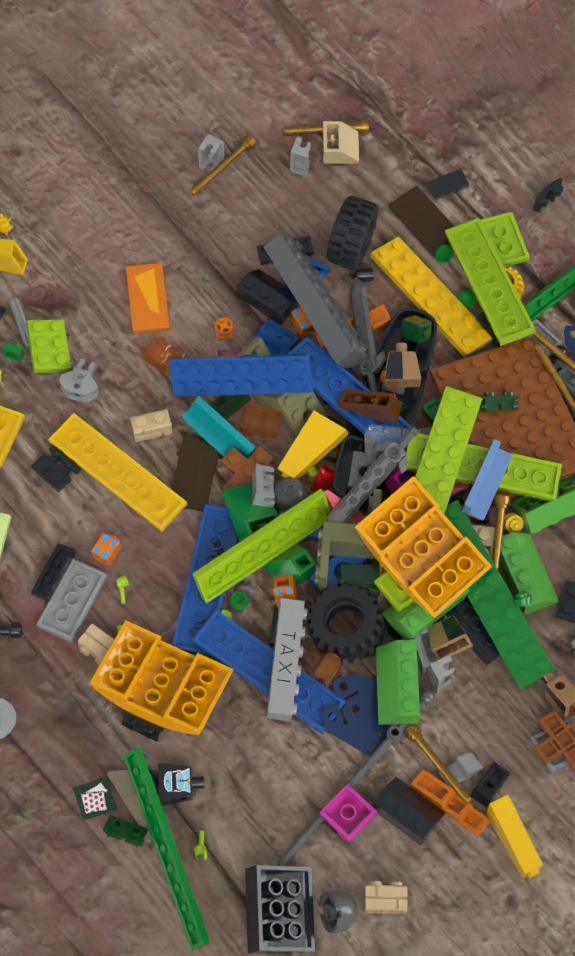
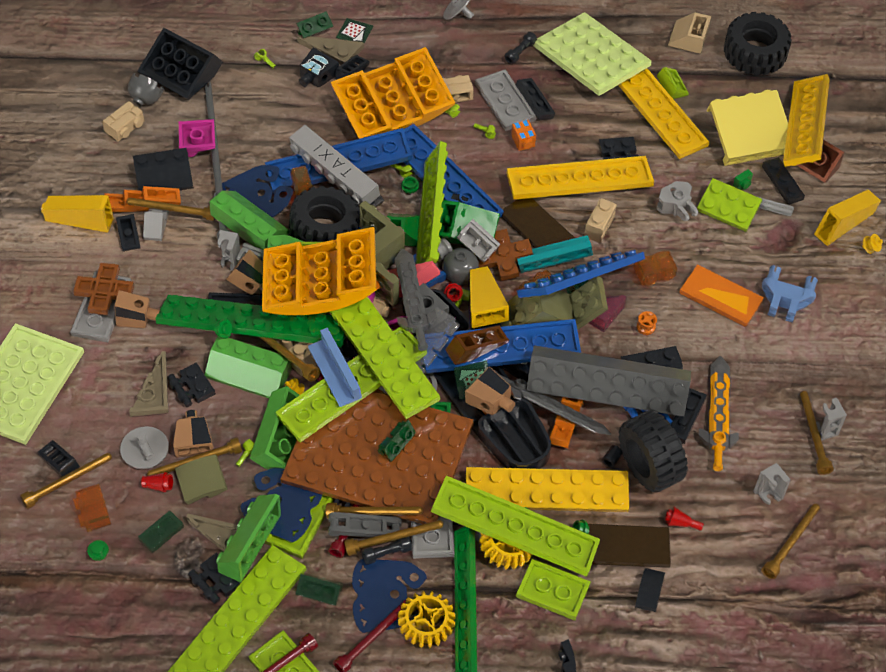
camera: 130 degrees right, 10 degrees down
(110, 251) = (786, 294): none -> medium blue connector
(153, 749) = (350, 67): none -> black slope
(166, 849) = (288, 36): green plate -> none
(277, 338) = (604, 343): blue slope -> none
(284, 219) = (718, 434): none -> sword
(284, 588) = (387, 202): orange brick -> none
(340, 143) = (765, 530): tan slope -> none
(375, 198) = (678, 518): none -> red cone
(416, 329) = (520, 438): dark green brick -> none

